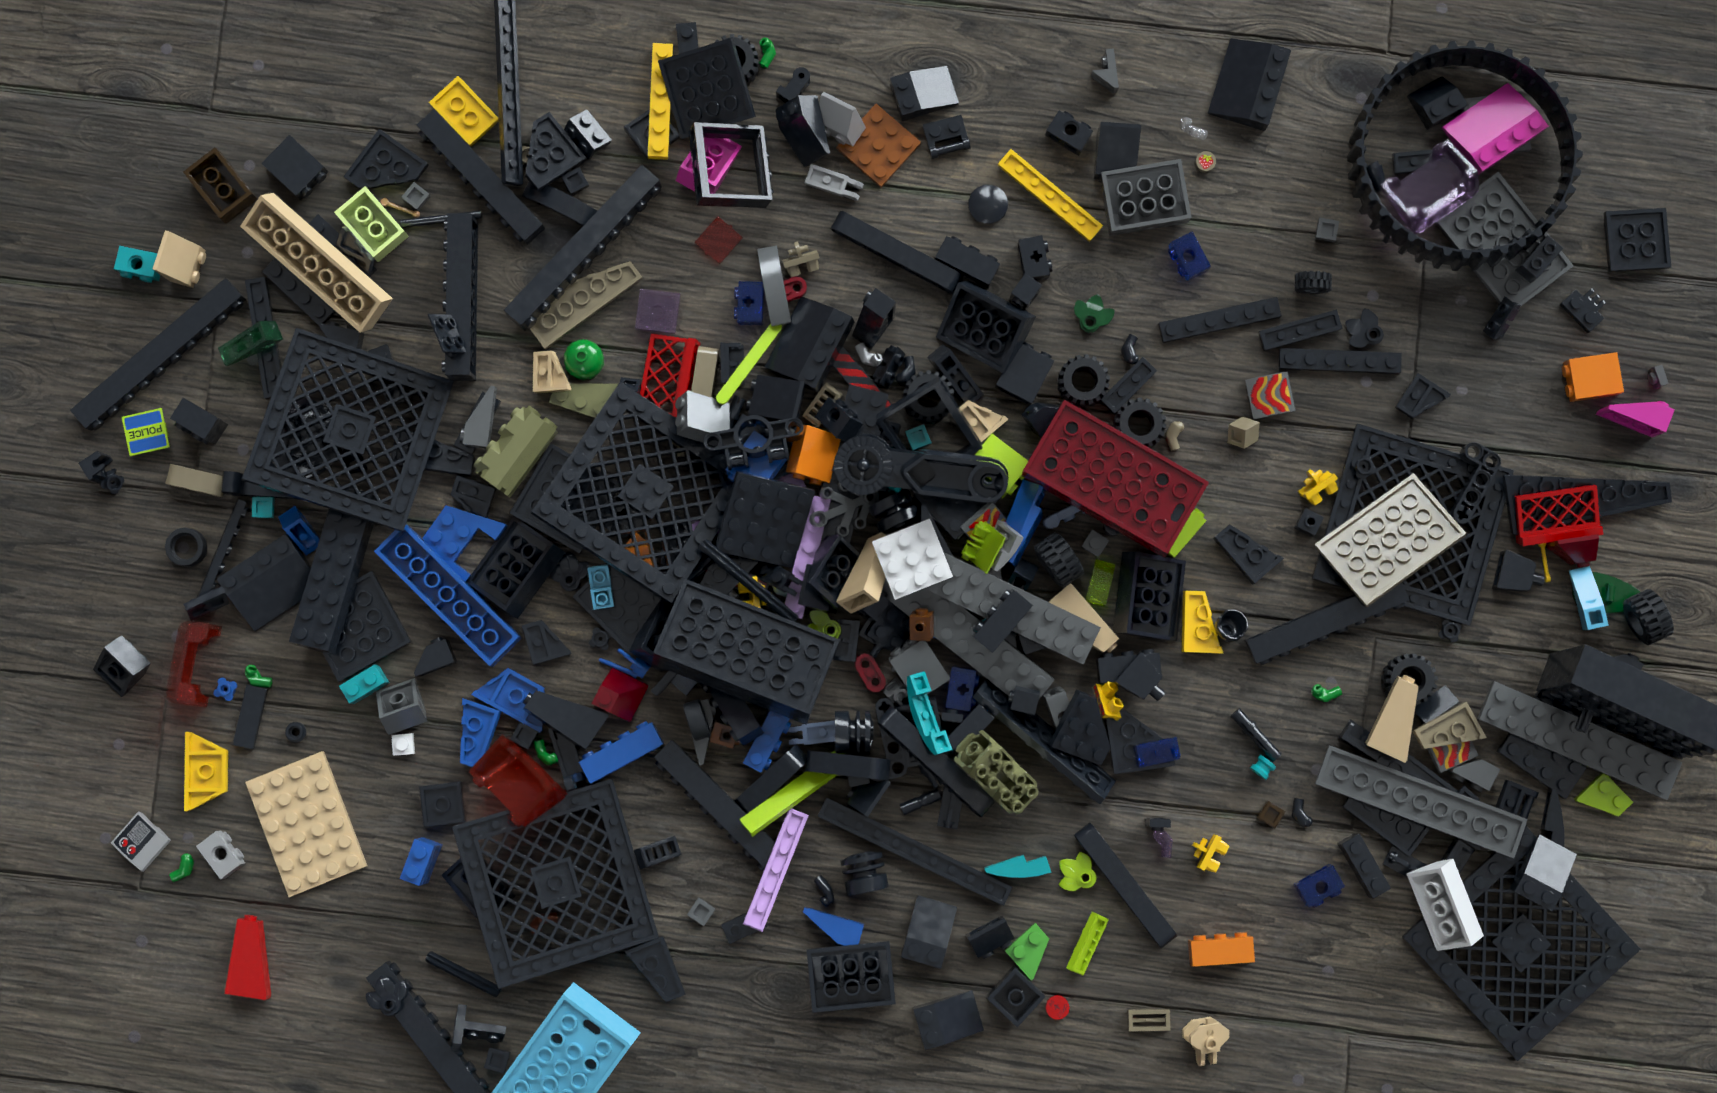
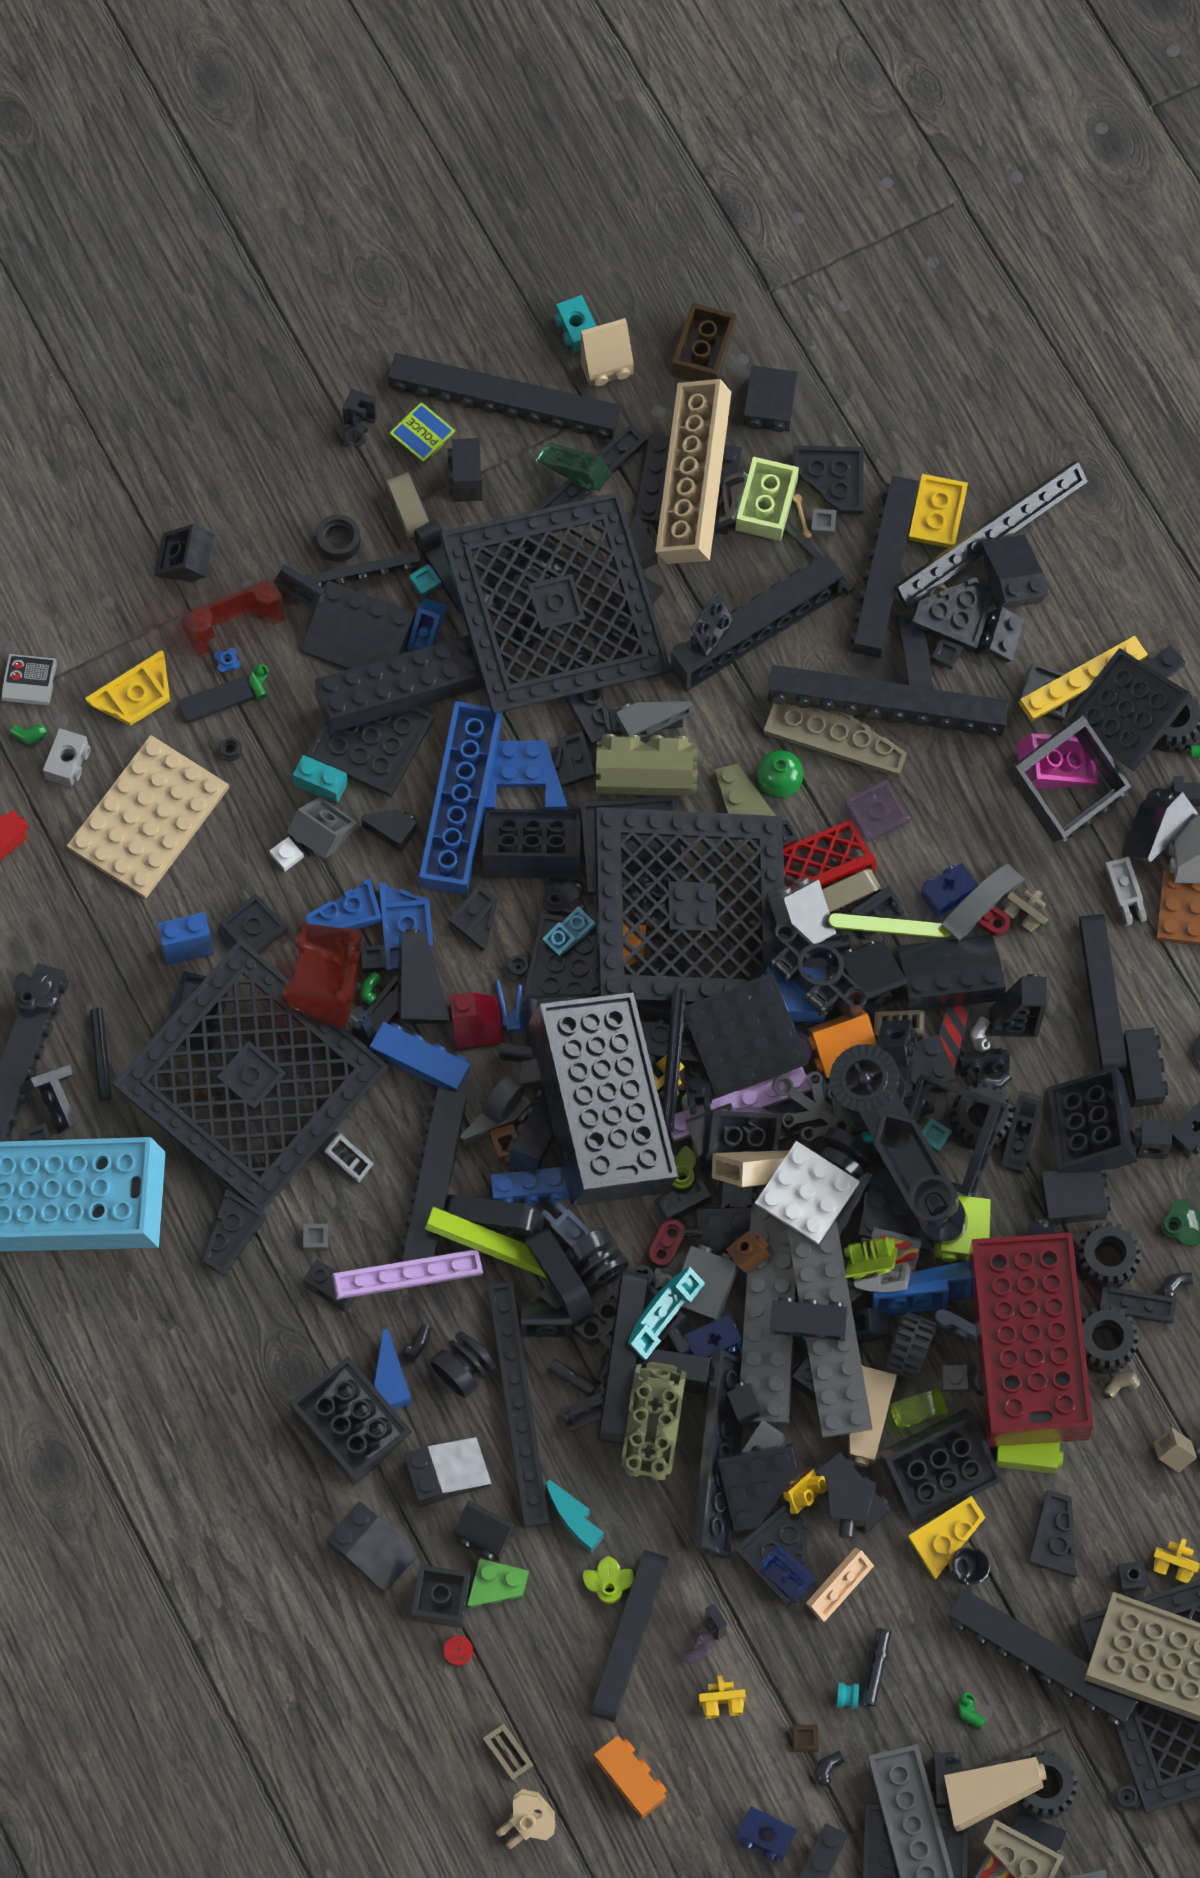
camera: 55 degrees right, 15 degrees down
(548, 92) = (1013, 572): none -> black slope
(548, 373) = (742, 750): tan wing -> none
(718, 240) = (989, 822): clear red piece -> none
(982, 419) = (997, 1183): tan wing -> none
(1087, 943) = (543, 1636): lime plate -> none
(1185, 720) = (839, 1584): none -> light nougat plate

